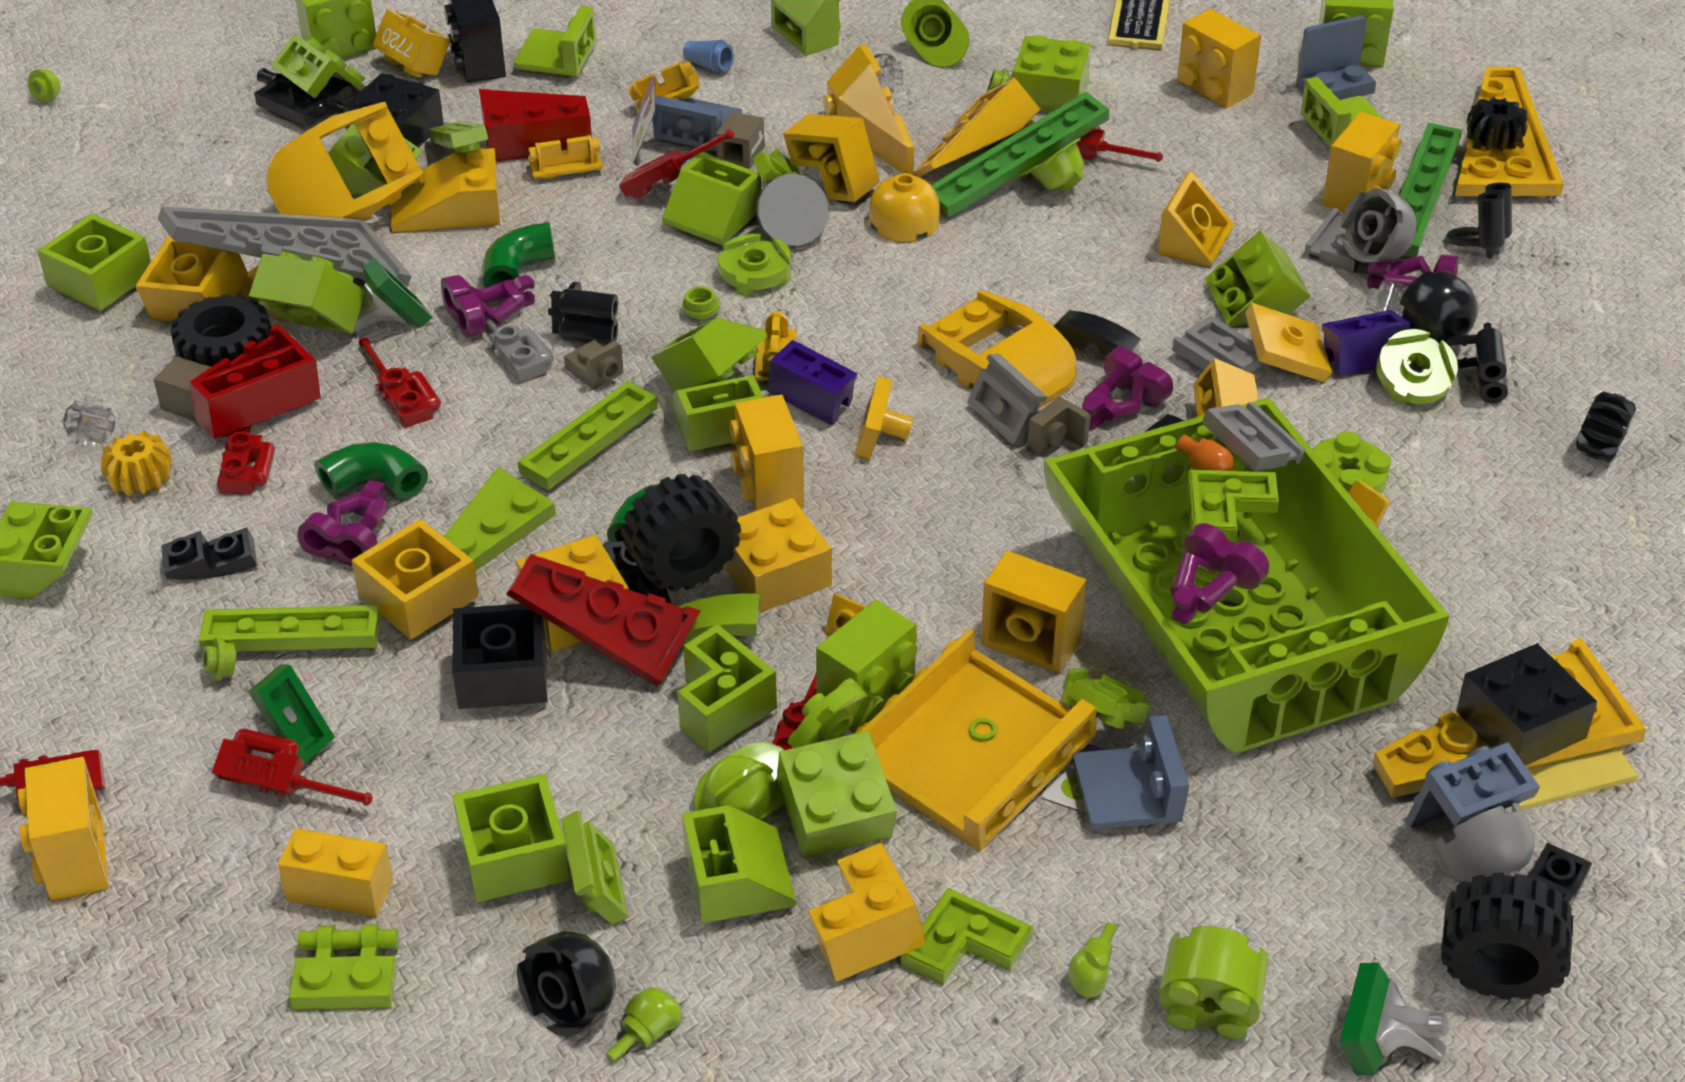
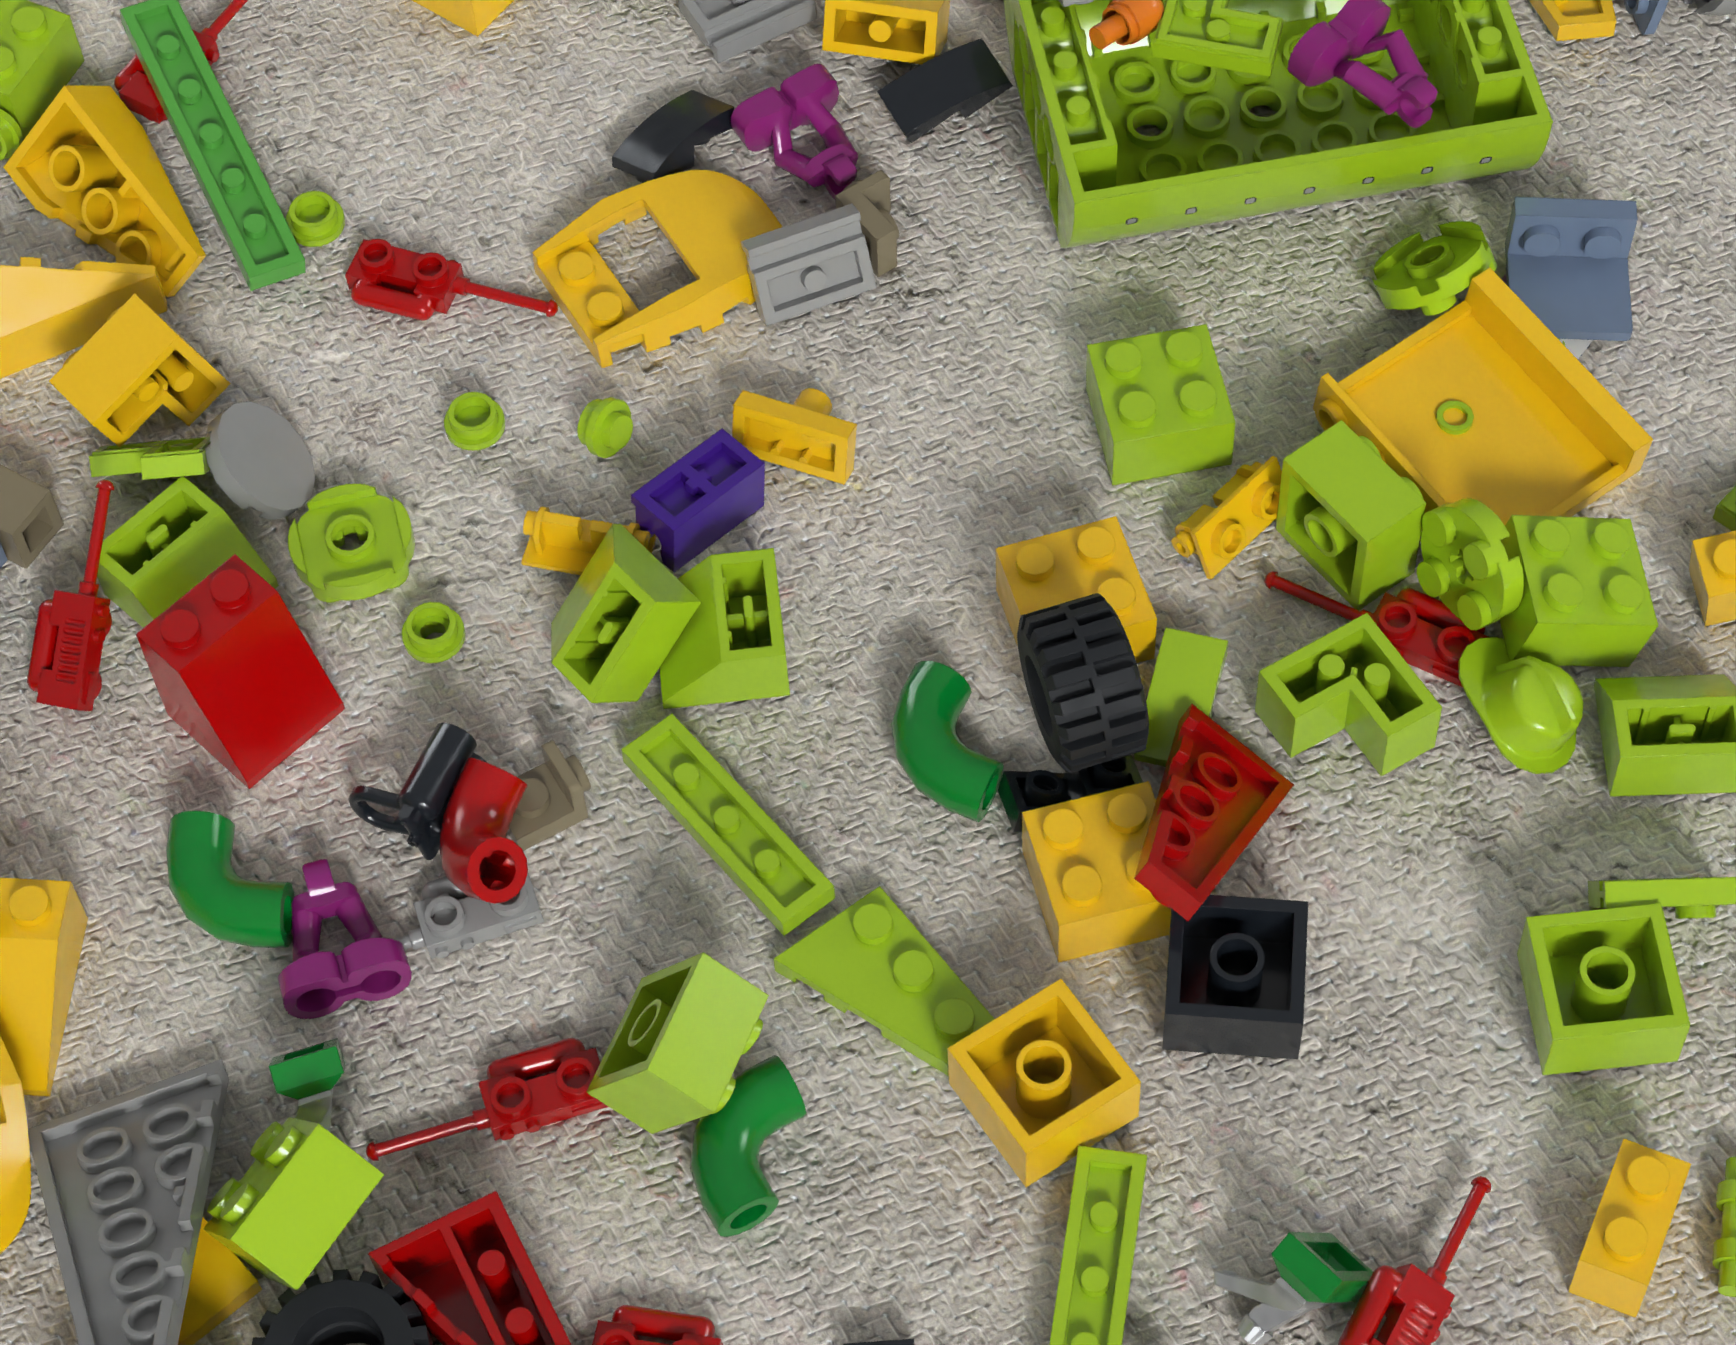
camera: 75 degrees left, 15 degrees up
(326, 536) = (894, 1217): magenta piece -> none
(418, 418) = (679, 1044): none -> lime brick
(548, 325) = (475, 832): none -> red cylinder
(642, 222) = (238, 672): none -> red slope
(767, 452) = (879, 569): yellow brick -> none
(854, 293) = (474, 421): none -> lime plate
(861, 342) = (605, 426): none -> lime plate
(904, 208) = (280, 320): yellow cylinder -> none
(941, 574) = (1159, 404): none -> lime brick
(955, 264) = (419, 283): none -> red piece
(983, 209) = (315, 219): none -> lime plate
(1033, 611) = (1275, 307): yellow brick -> none
(1060, 169) = (263, 90): lime piece -> none

